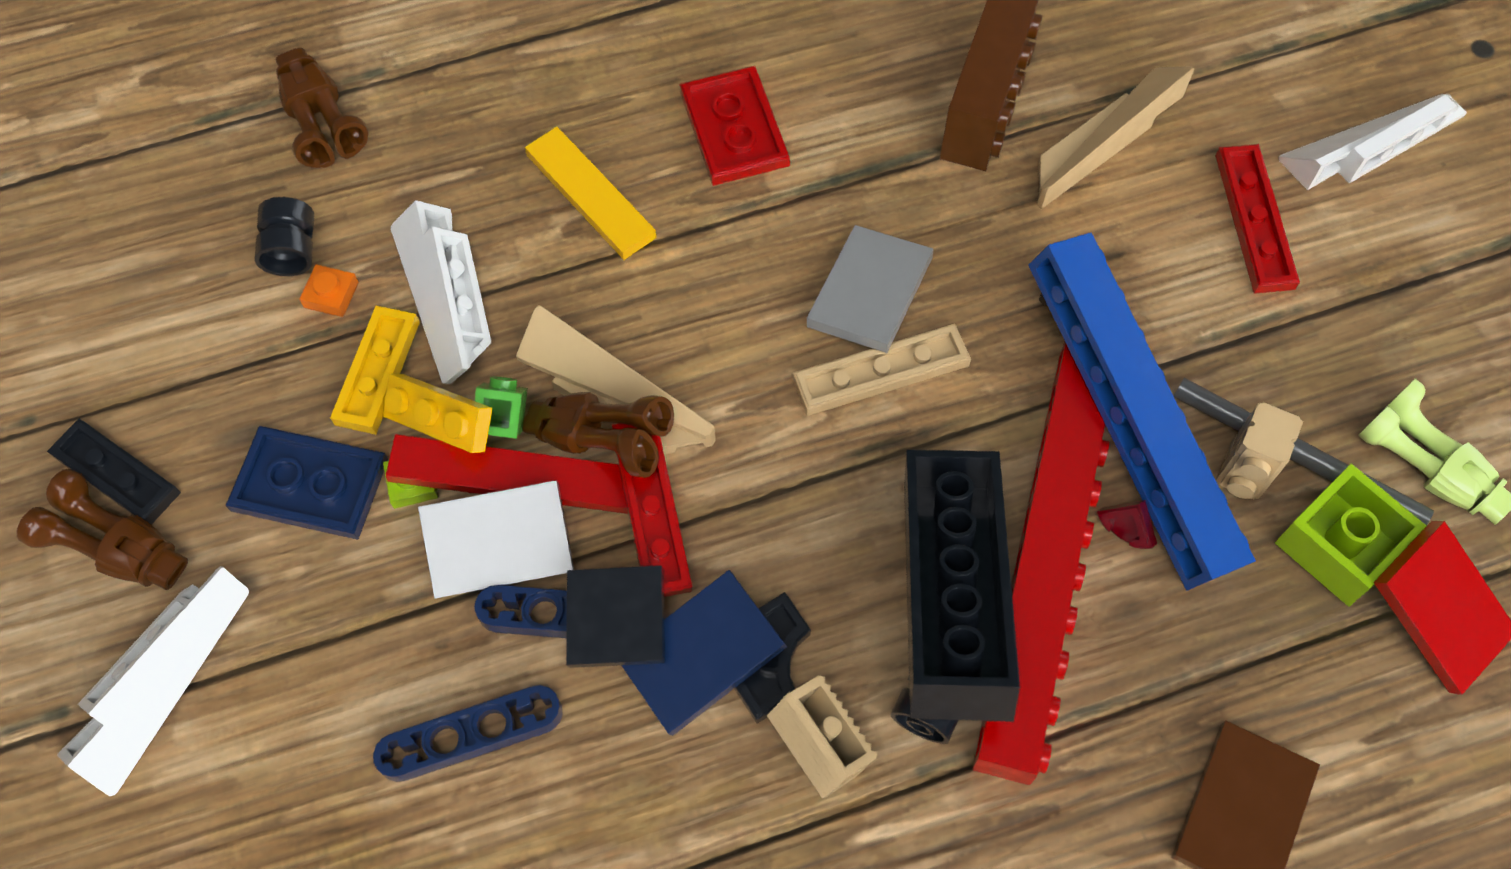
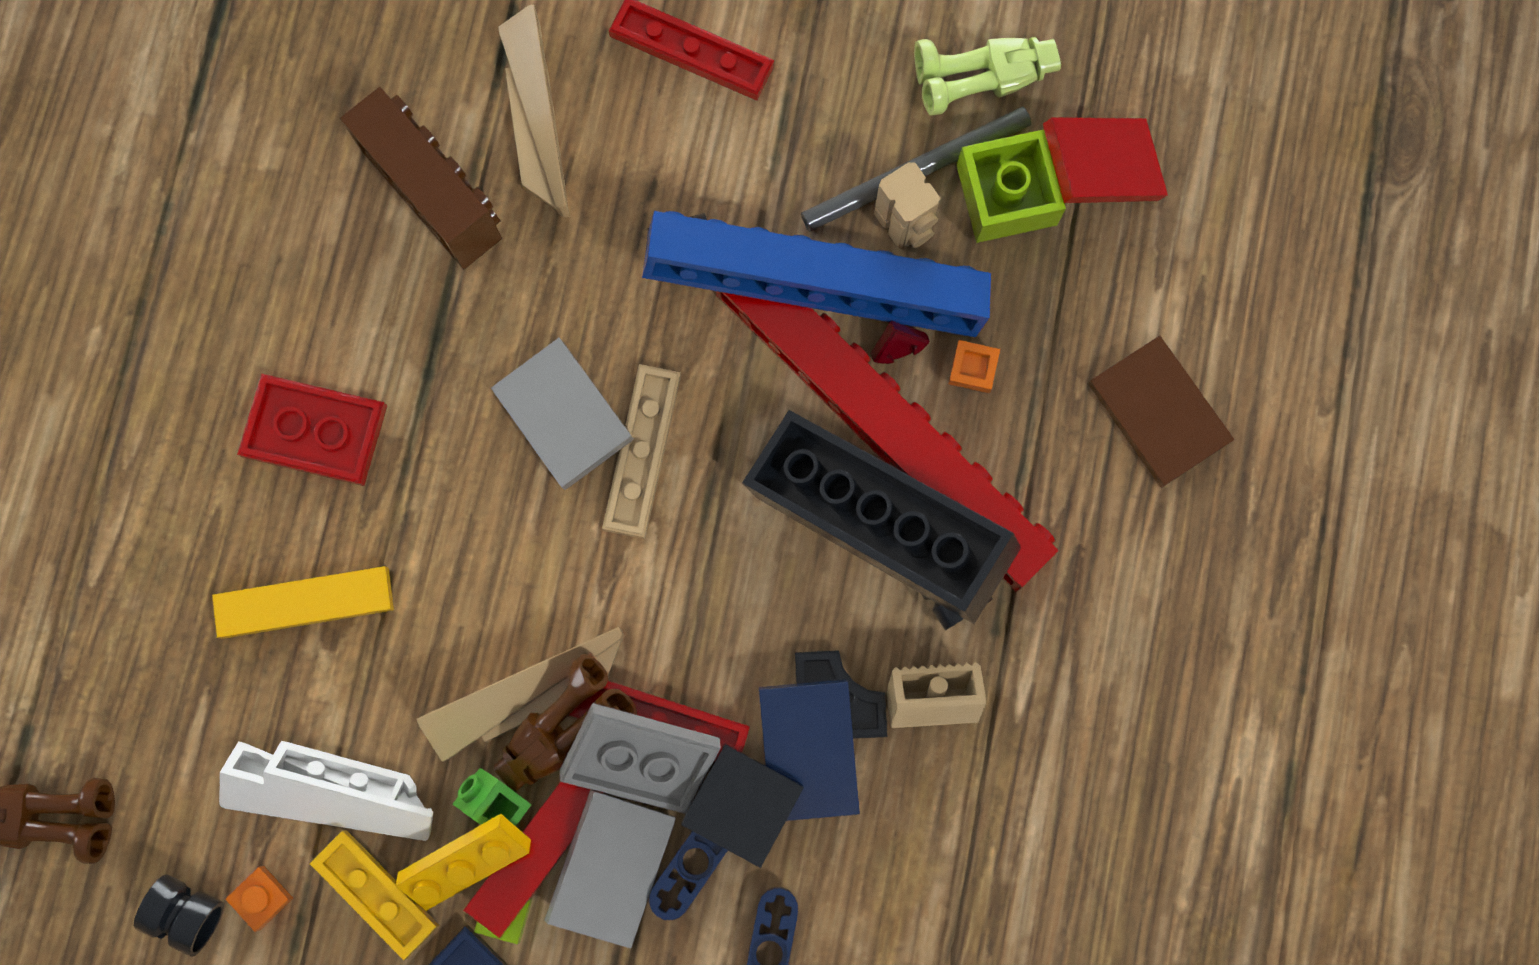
camera: 60 degrees left, 15 degrees up
(606, 498) = (639, 758): none -> light grey tile
(1157, 603) = (974, 366): none -> orange plate

